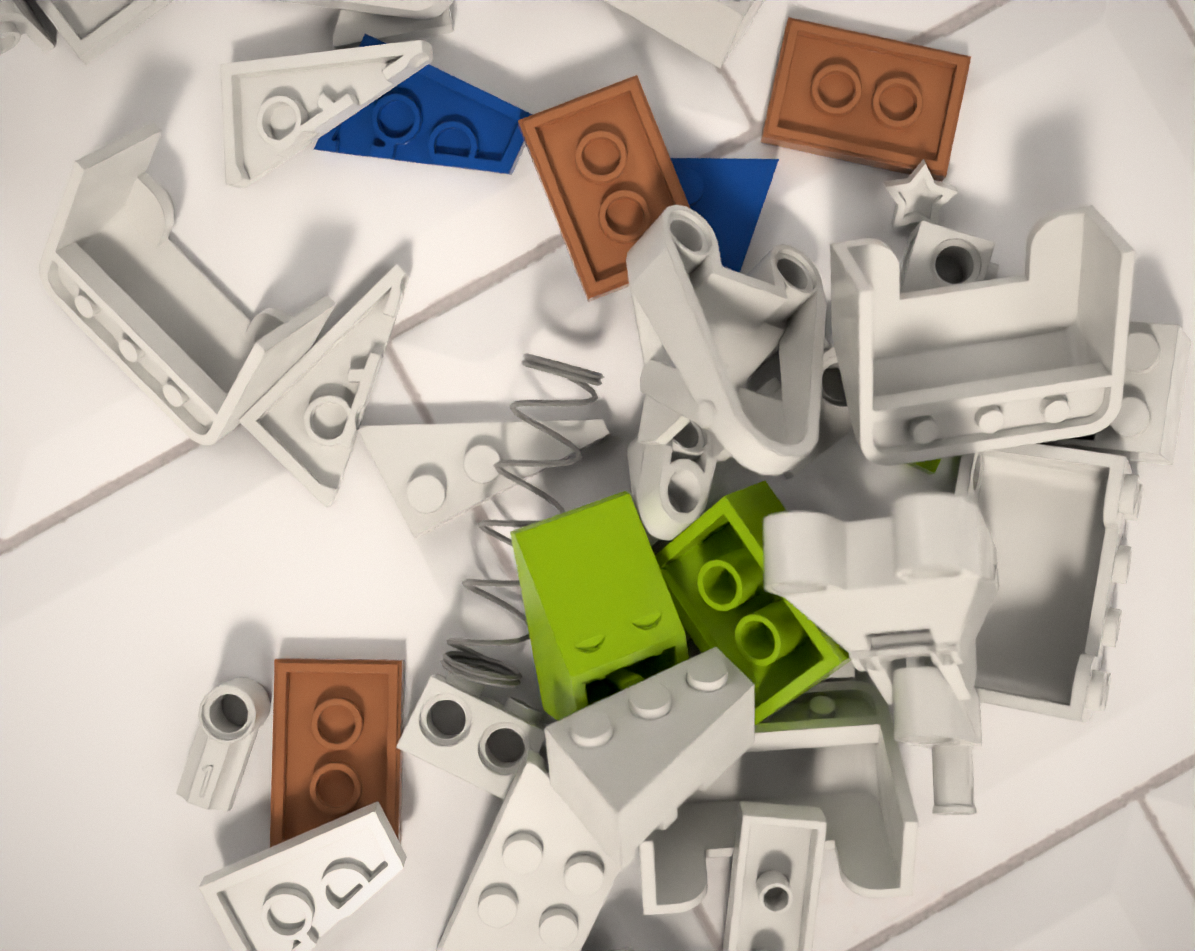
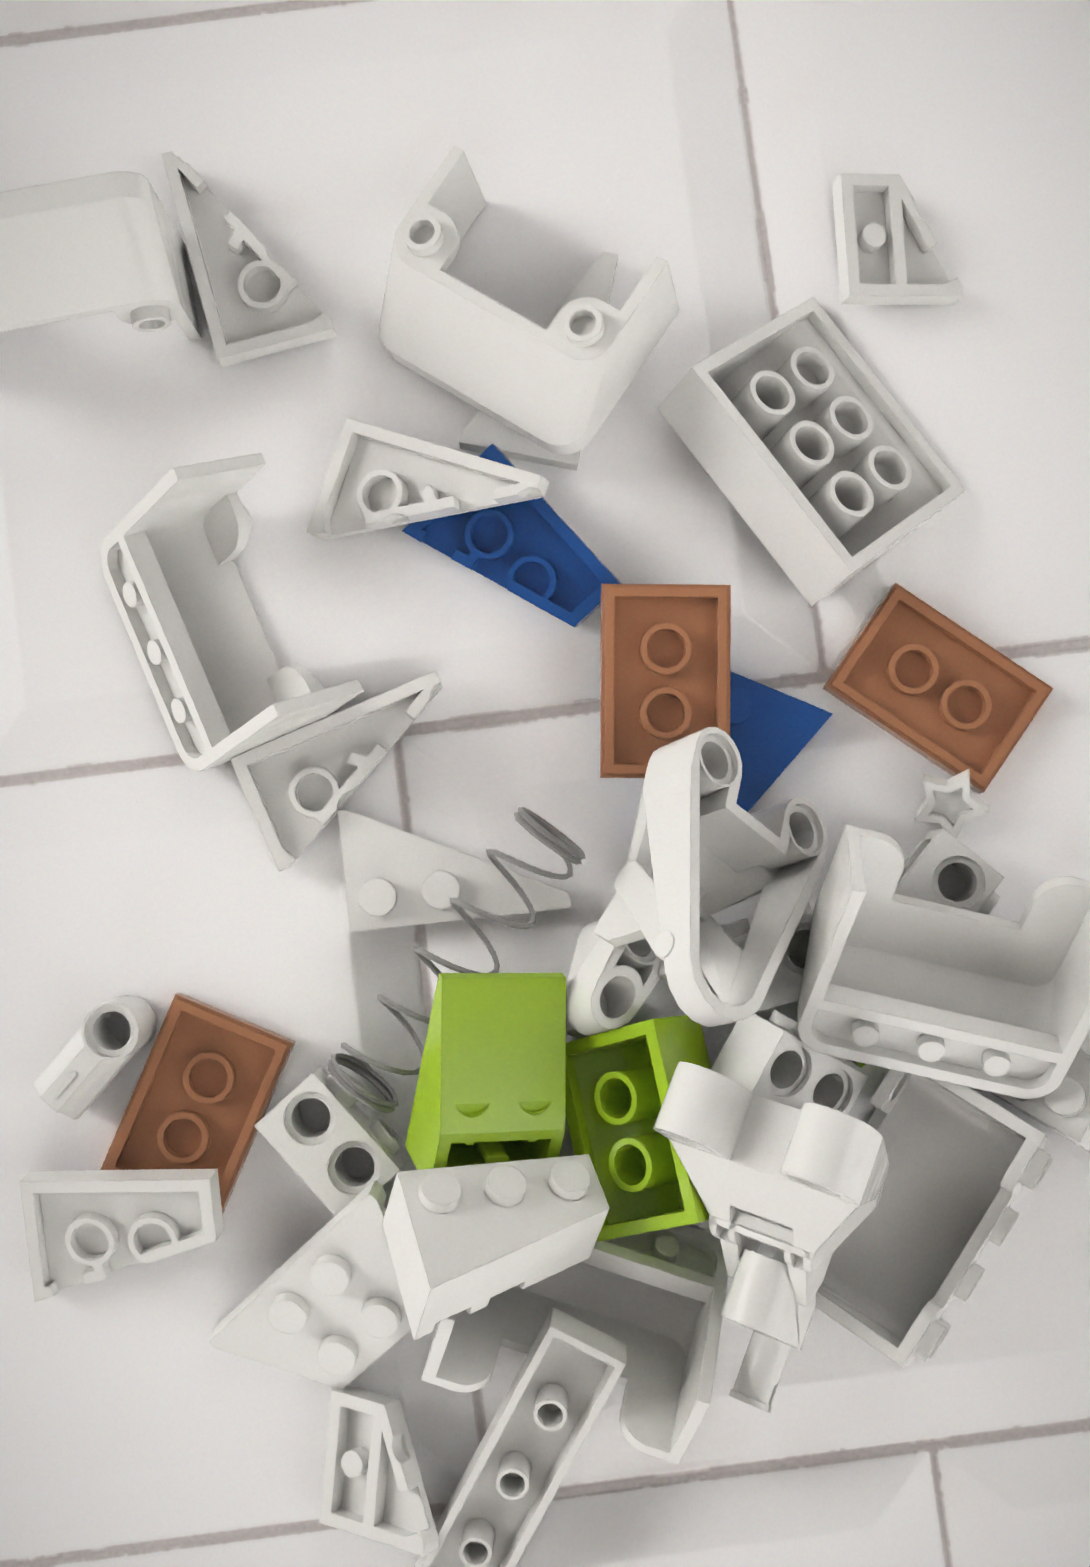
camera: 20 degrees right, 0 degrees up
(856, 488) = (780, 1067): none -> white brick

